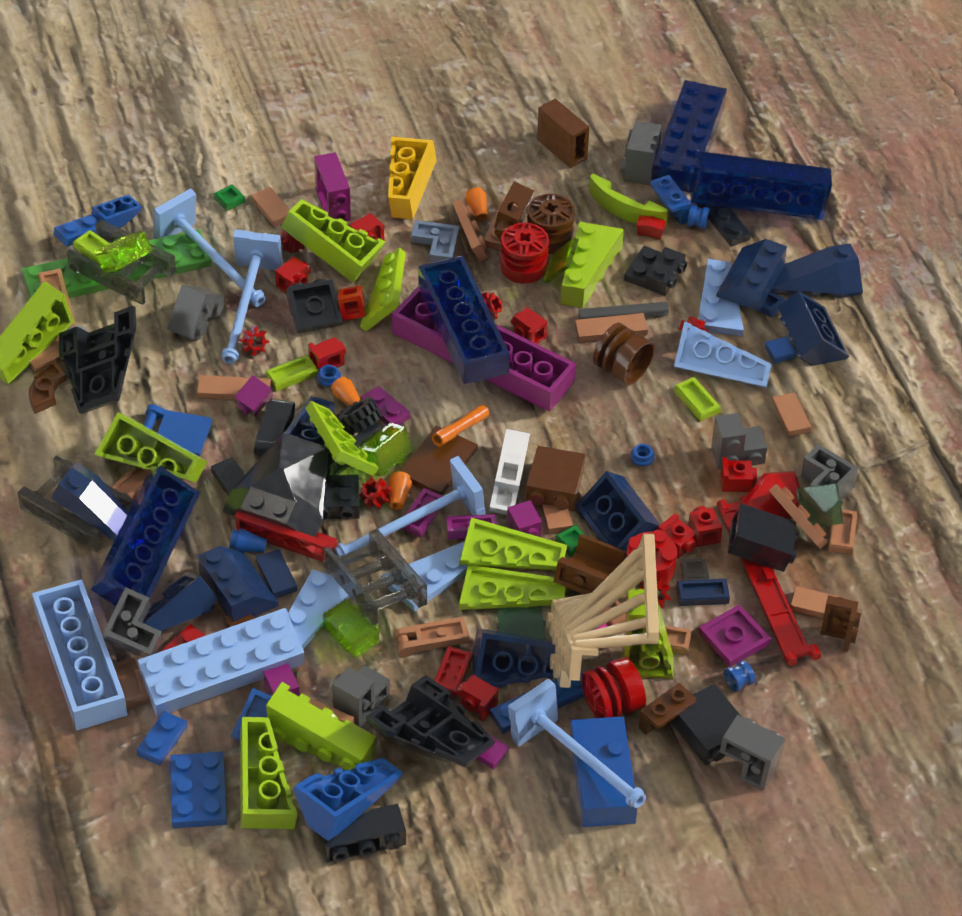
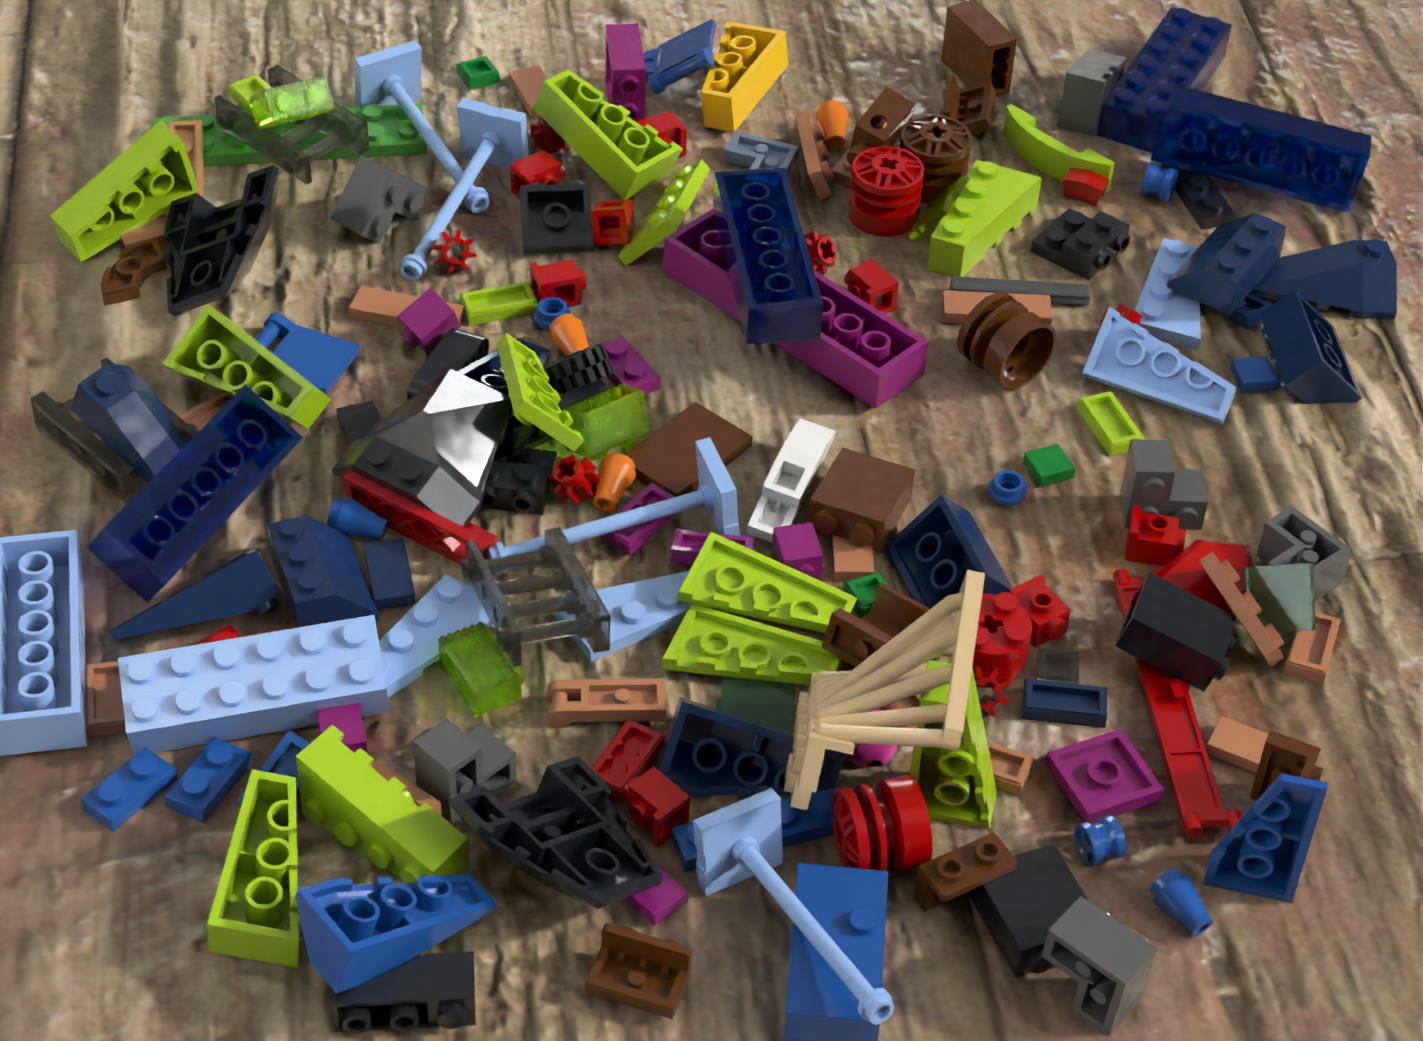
camera: 10 degrees right, 5 degrees down
(116, 212) = (301, 63): blue slope -> none
(126, 626) = (119, 603): dark grey brick -> none
(198, 789) = (159, 879): blue plate -> none
(207, 724) = (208, 779): none -> blue plate
(366, 167) = (680, 56): none -> blue piece
(450, 431) = (713, 410): orange piece -> none
(493, 798) = (640, 971): none -> reddish brown bracket
(563, 177) = (969, 105): none -> reddish brown bracket
(664, 434) = (1049, 465): none -> green tile
(672, 197) = (1124, 150): blue bracket -> none
(705, 521) = (1087, 594): red brick -> none
(791, 414) = (1256, 465): nougat tile -> none
(791, 705) = (1180, 900): none -> blue cone
(837, 664) = (1270, 841): none -> blue wedge

